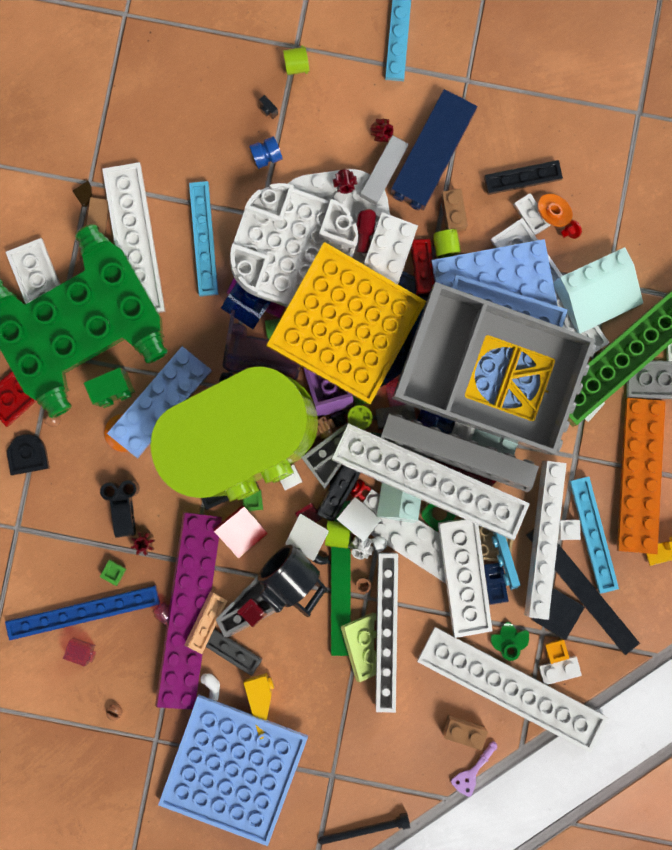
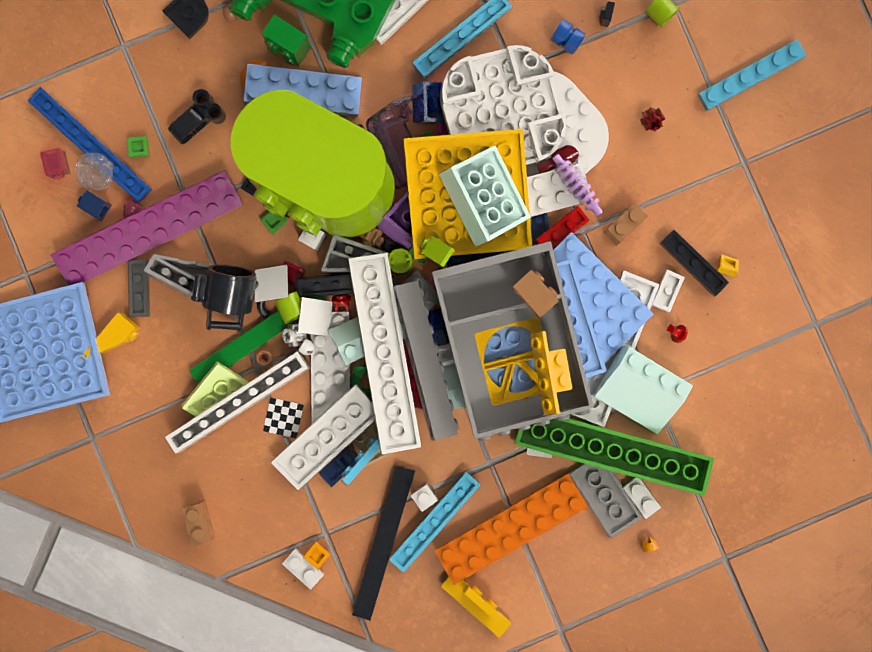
camera: 50 degrees right, 0 degrees up
(109, 624) = (94, 171): none -> clear tile
(115, 708) = (28, 223): nougat hinge -> none
(137, 545) = (173, 151): dark red gear -> none
(137, 643) = (93, 205): none -> dark blue brick
(205, 623) = (145, 249): light nougat tile -> none
(213, 684) = (101, 290): white arm -> none
(240, 531) = (241, 227): tile -> none
(252, 612) = (178, 279): dark red panel -> none
(345, 181) = (587, 116): dark red gear -> none
(359, 310) = (485, 196): none -> light aqua slope
(378, 380) = (436, 250): none -> lime slope
(384, 170) = (620, 143): light grey tile -> none
(399, 228) = (577, 185): none -> lavender piece
(401, 822) = (91, 521): black piece -> none
(423, 603) = (283, 417): none -> sticker
(433, 150) = (665, 173): dark blue brick -> none
(446, 243) = (594, 236): lime piece -> none
(471, 323) = (535, 293): none -> medium nougat brick
(471, 774) = (168, 552): lavender piece -> none
(510, 638) = (302, 509): green plate -> none
(512, 689) = (260, 539): white plate -> none
(543, 354) = (551, 372): none -> yellow bracket
(544, 151) = (728, 265): none -> yellow tile
(545, 540) = (402, 483): white brick -> none
(555, 210) = (684, 307): orange dish -> none
(562, 615) = (349, 535): black tile -> none

